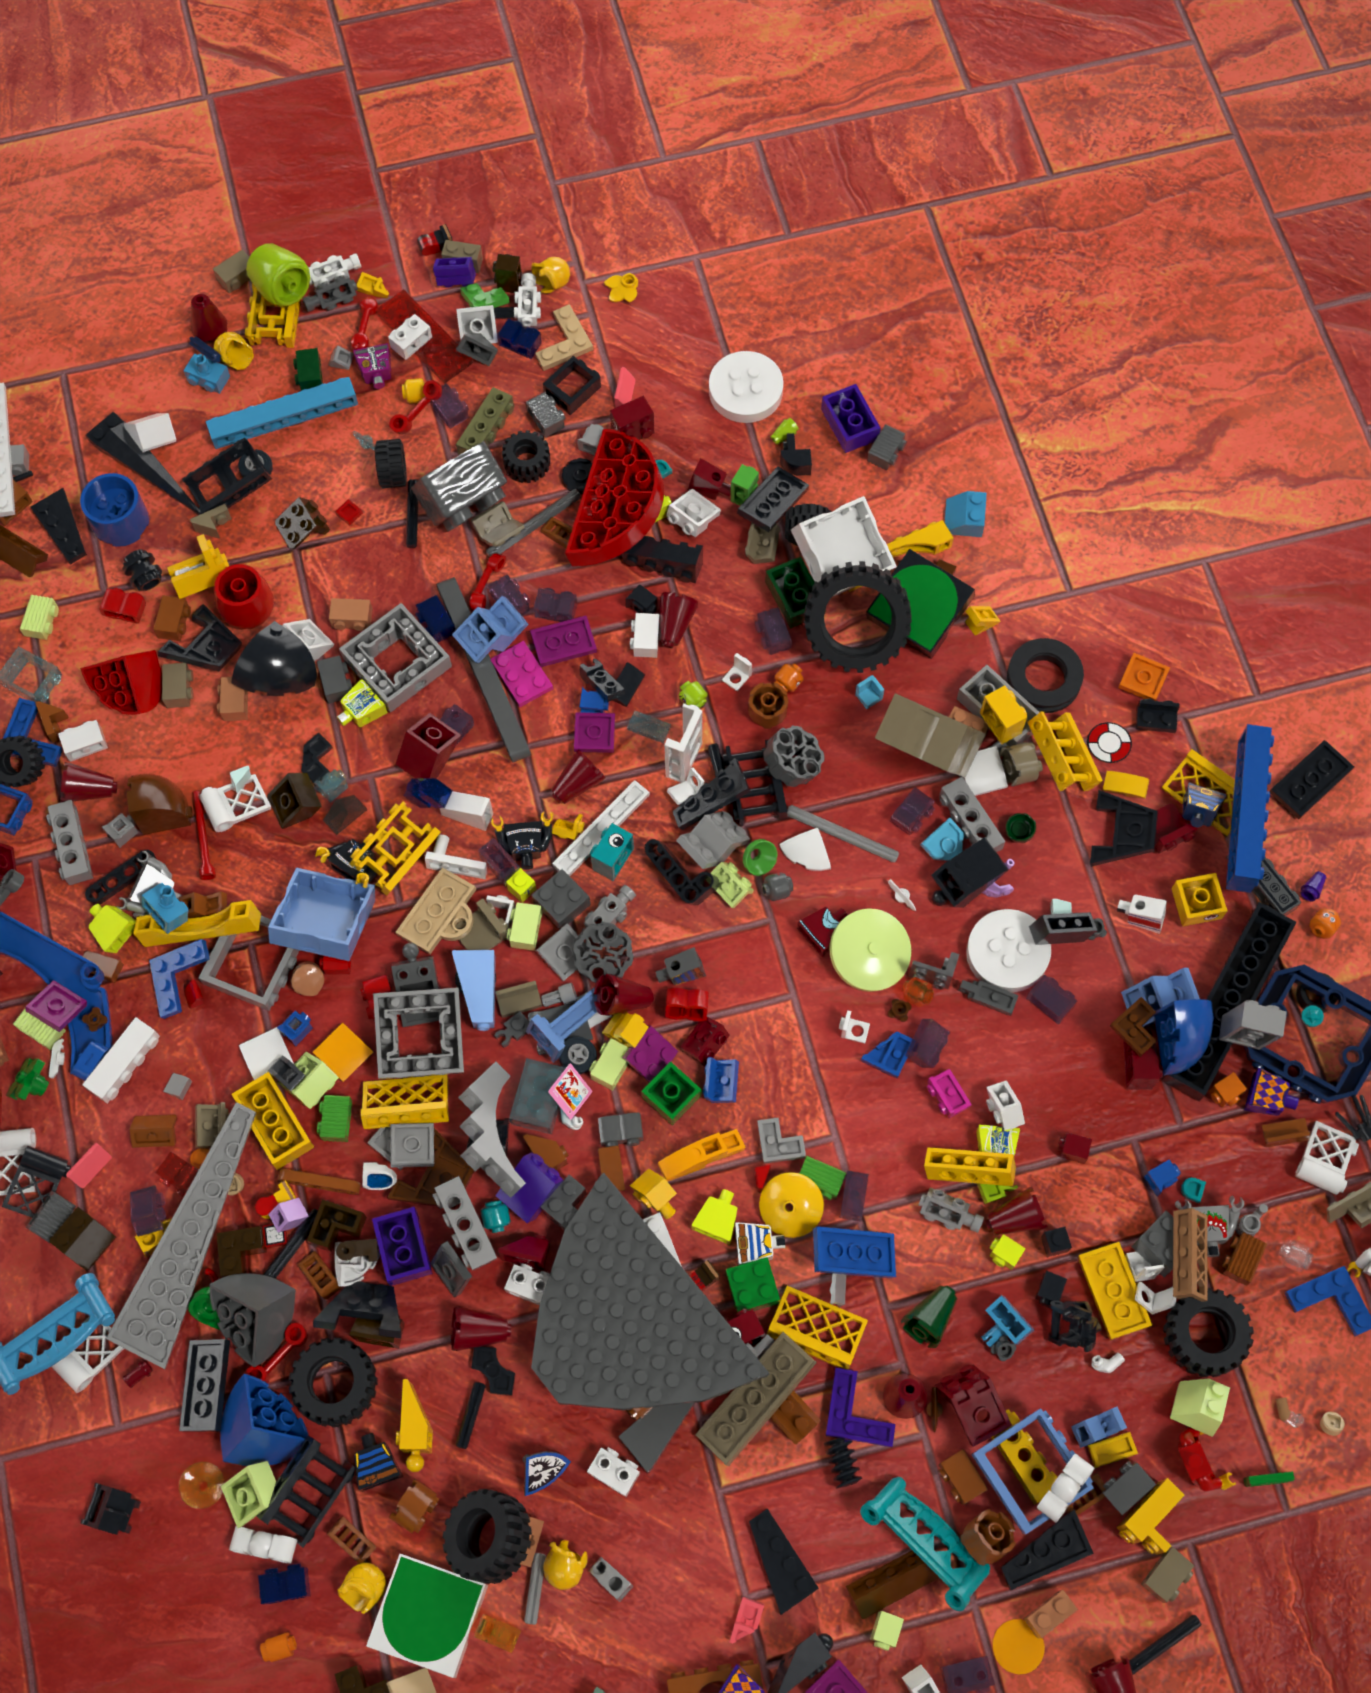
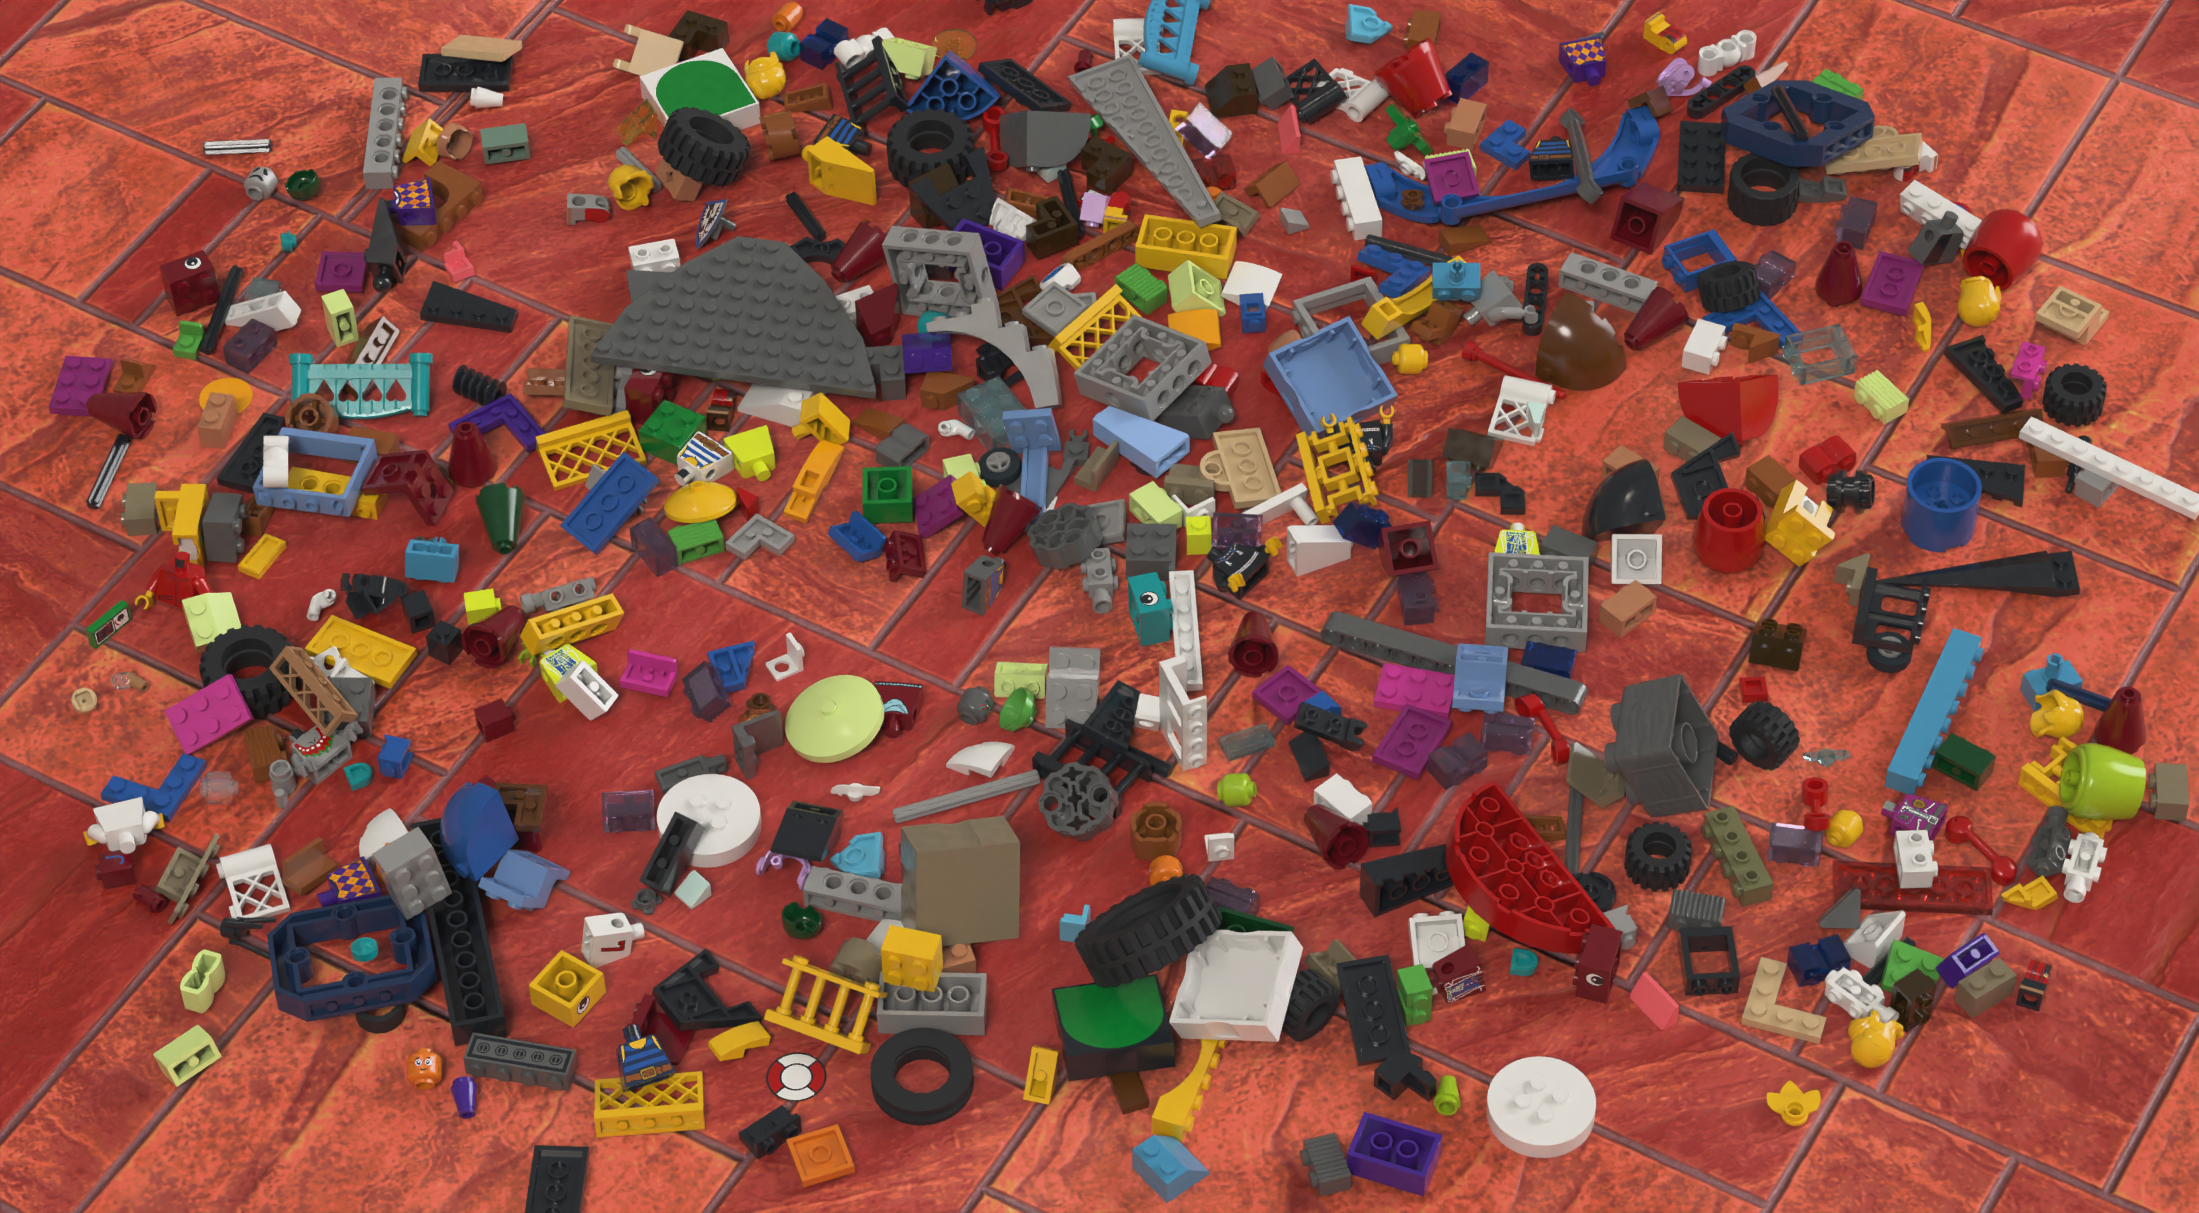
camera: 135 degrees right, 20 degrees down
(111, 927) = (1491, 256): neon yellow torso -> none
(144, 988) = (1407, 251): none -> black axle
(151, 431) = (2021, 597): white slope -> none
(237, 1185) = (1164, 200): tan tile -> none
(250, 892) = (1410, 359): none -> yellow head
(286, 1073) = (1214, 270): black window -> none
(314, 1614) = (784, 45): none -> teal head
(341, 358) = (1959, 805): light grey slope -> none
(358, 1248) = (1013, 220): dark brown leg -> none
(565, 994) = (1065, 494): light grey piece -> none
(567, 829) = (1214, 605): yellow bracket -> none
(570, 1091) = (973, 432): sticker -> none
(676, 870) = (1042, 636): black beam -> none
(687, 1004) = (949, 562): red brick -> none
(1098, 1427) = (288, 551): medium blue brick -> none
(1215, 1124) = (381, 830): none -> white brick
(1249, 809) = (589, 1075): blue brick -> none
(1266, 1312) = (209, 714): none -> dark pink plate

